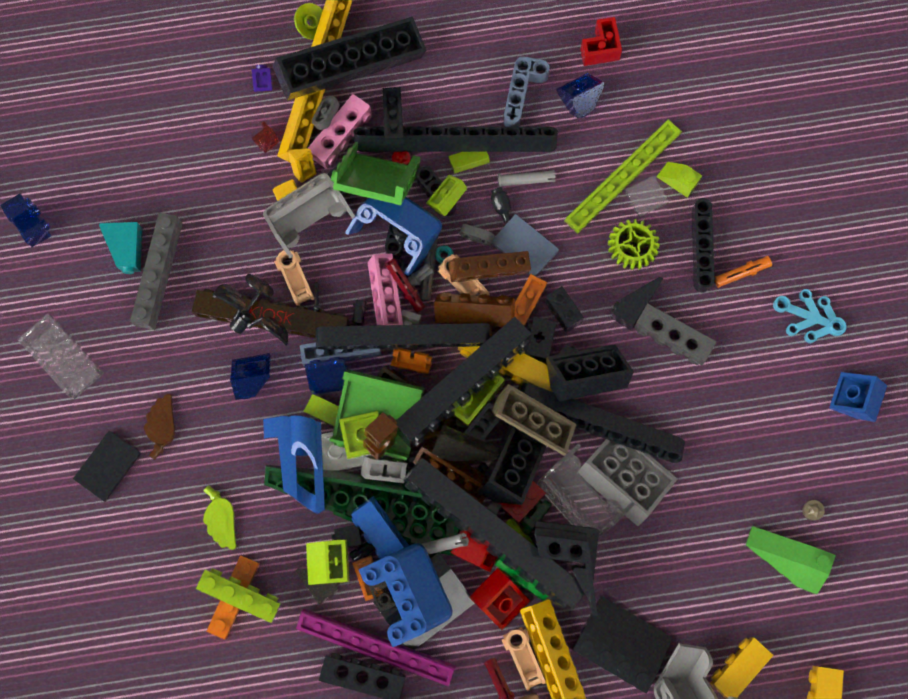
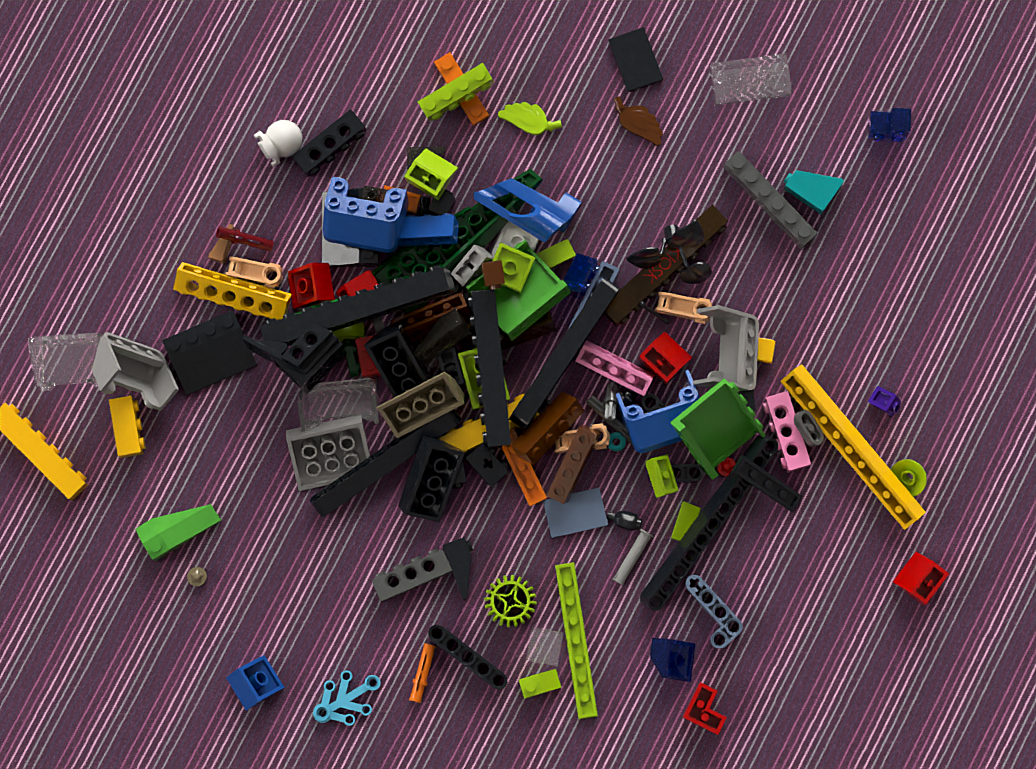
camera: 125 degrees right, 5 degrees up
(249, 375) = (627, 217): clear blue slope -> none
(265, 138) = (826, 366): clear red panel -> none
(302, 163) = (776, 378): yellow slope -> none
(348, 262) = (664, 358): none -> red slope
(349, 58) = (839, 480): black brick -> none
(359, 312) = (617, 338): black pin -> none
(375, 647) = (345, 168): magenta tile -> none
(410, 318) = (578, 371): light grey tile -> none
(416, 303) = (602, 388): dark red pin -> none
(420, 362) = (543, 350): orange hinge -> none
(446, 543) = (381, 268): light grey pin -> none
(476, 234) = (612, 478): dark grey beam -> none
(564, 309) = (497, 502): black brick -> none

